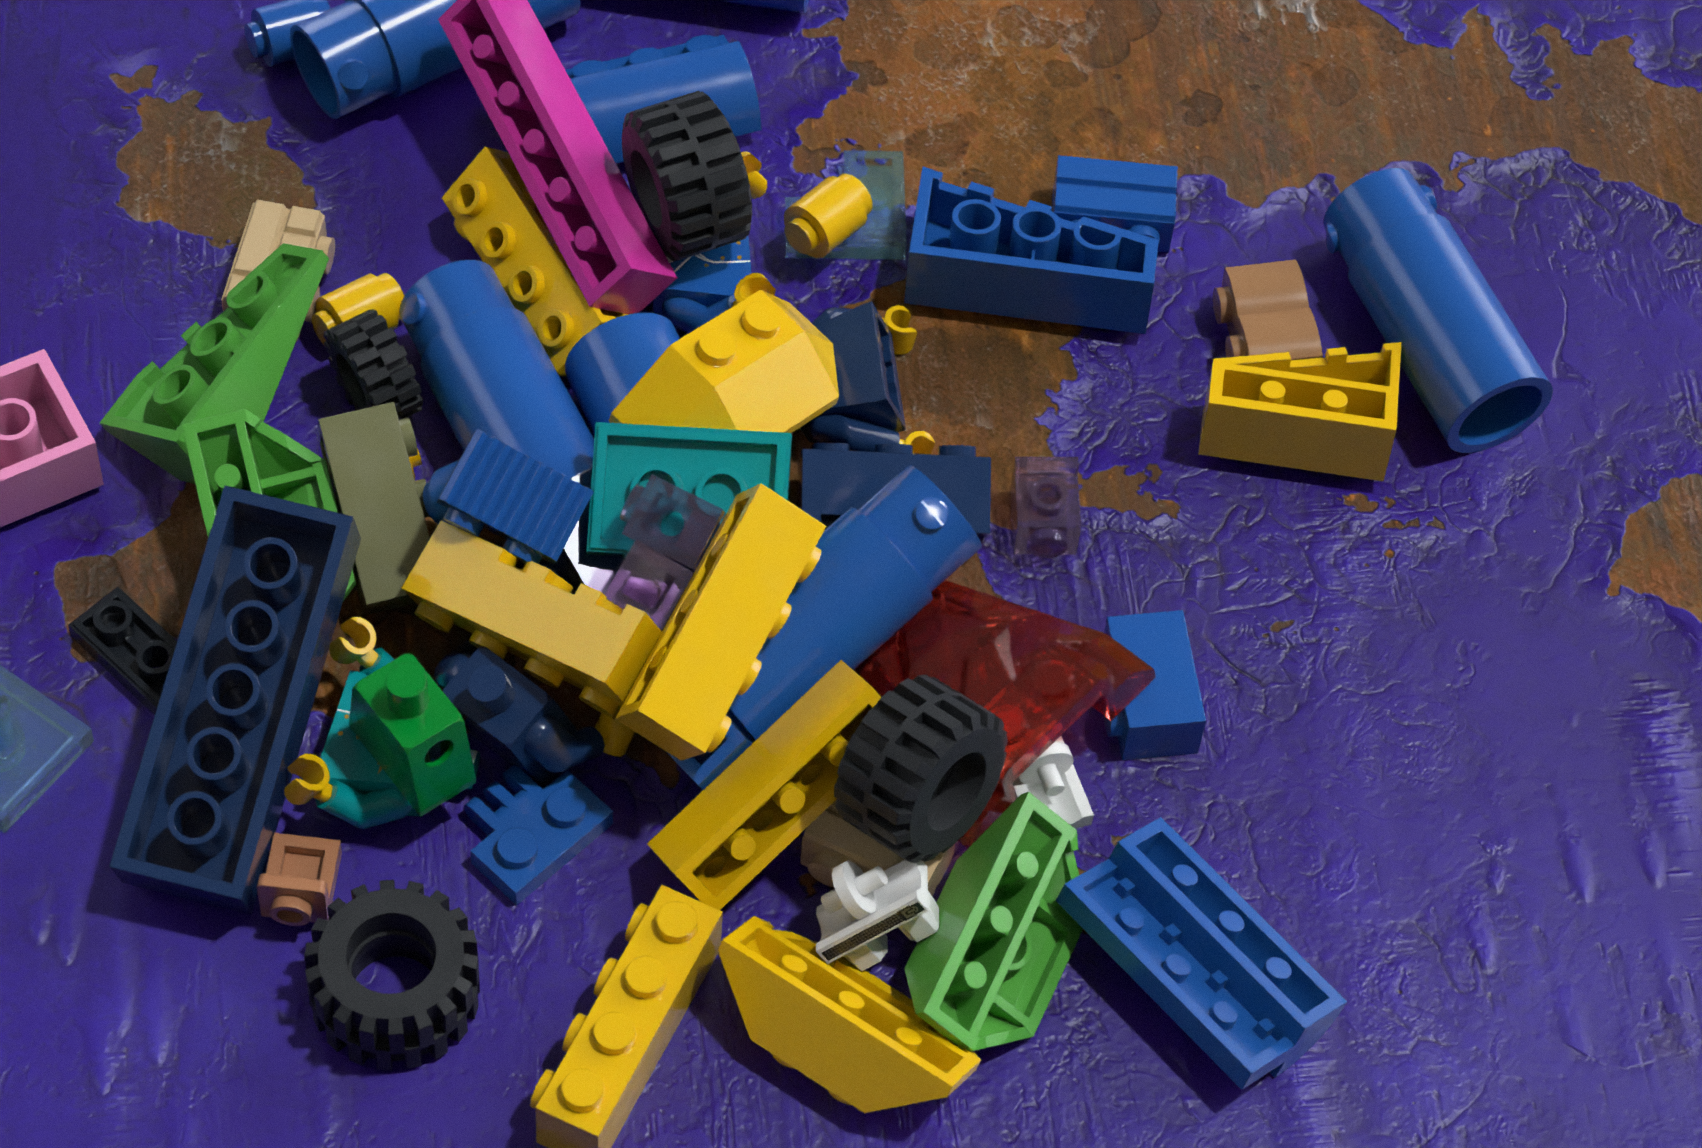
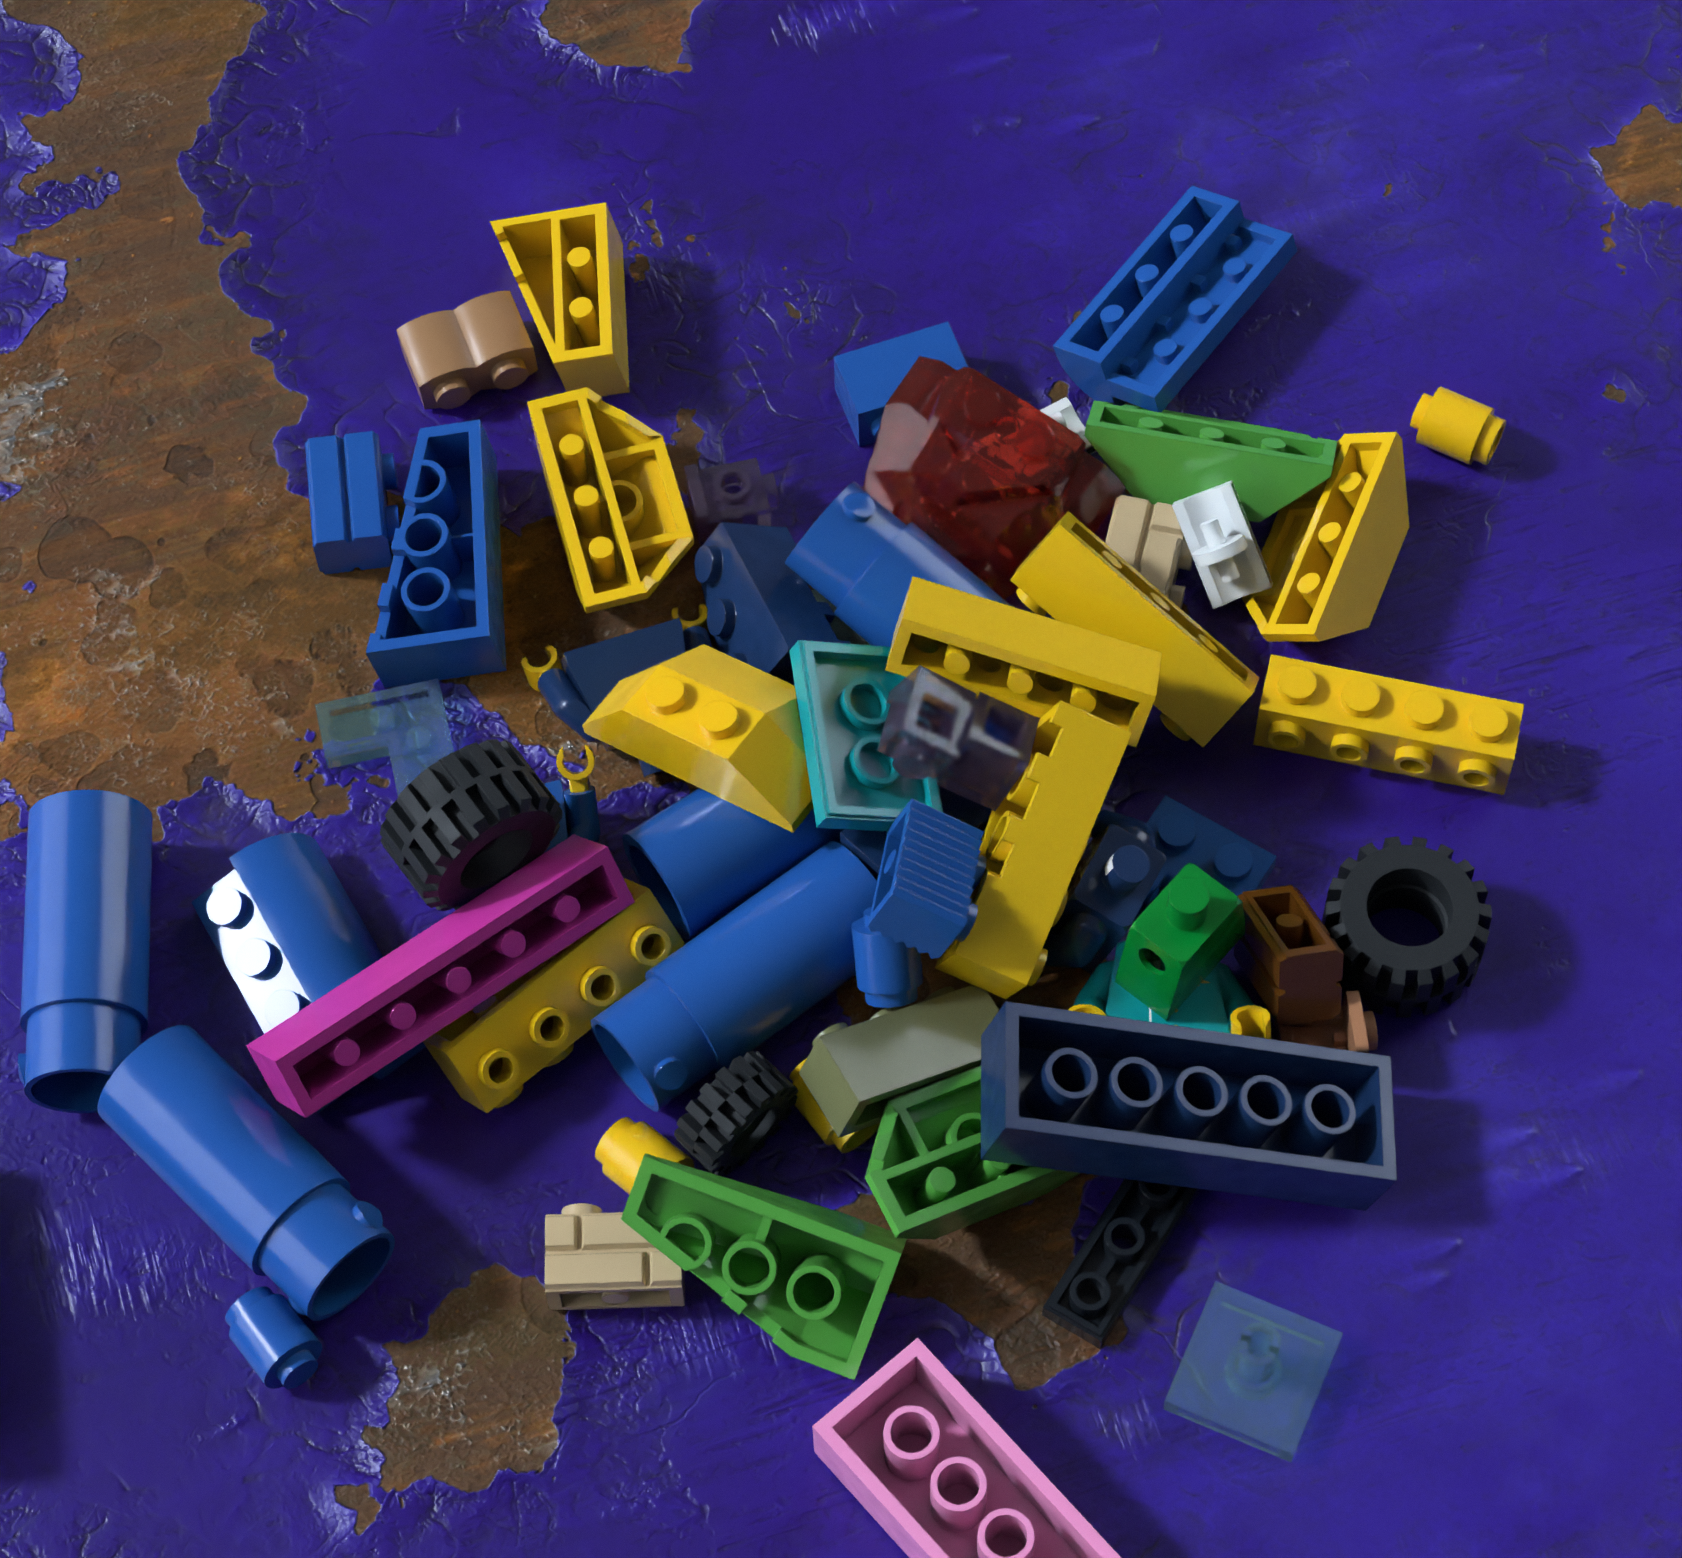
camera: 95 degrees left, 5 degrees up
(380, 839) = (1290, 956): none -> reddish brown brick
(827, 215) = (428, 732): yellow brick -> none
(920, 768) = (1118, 483): black tyre -> none
(1050, 386) = (609, 497): none -> yellow wedge
(1435, 301) = (433, 207): blue piece -> none

